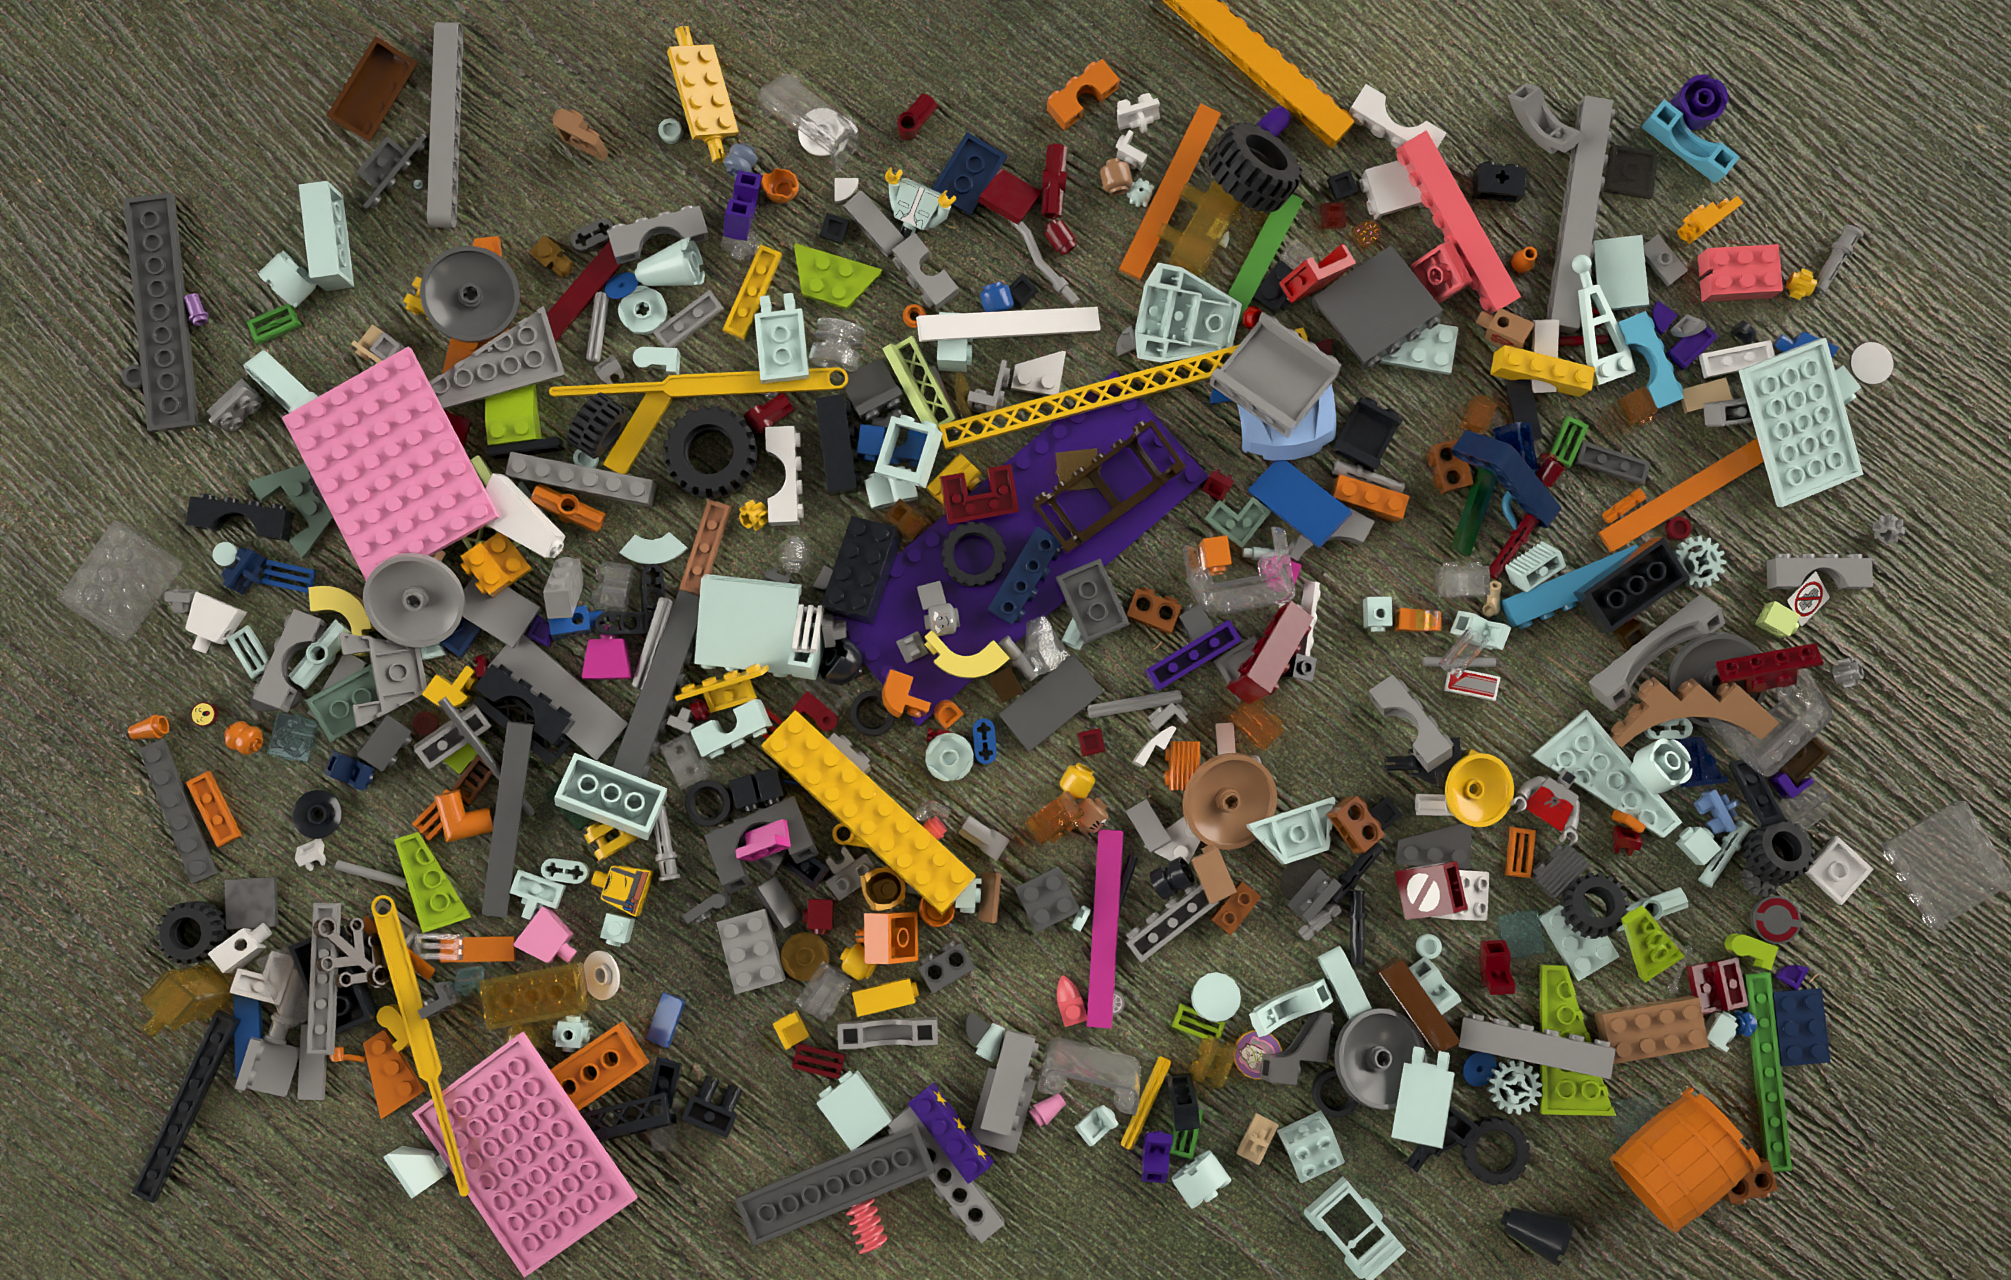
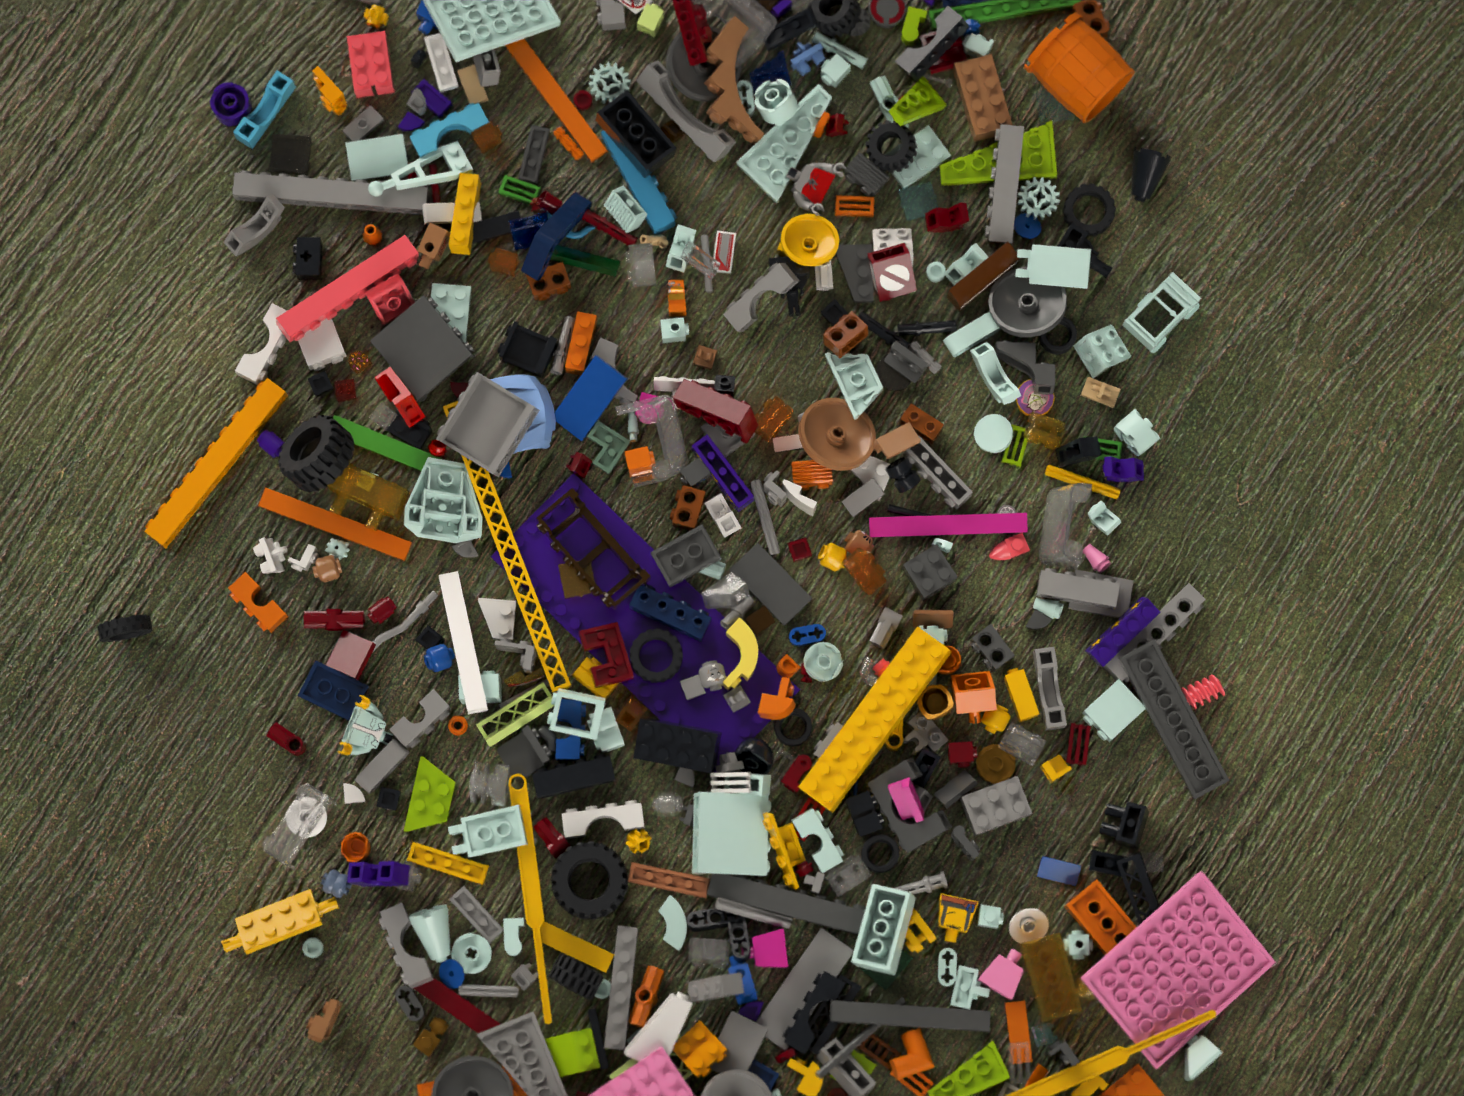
camera: 90 degrees left, 5 degrees down
(1141, 652) = (722, 515): none -> white slope
(1340, 649) = (705, 357): none -> medium nougat tile
(1704, 950) = (917, 61): none -> arch

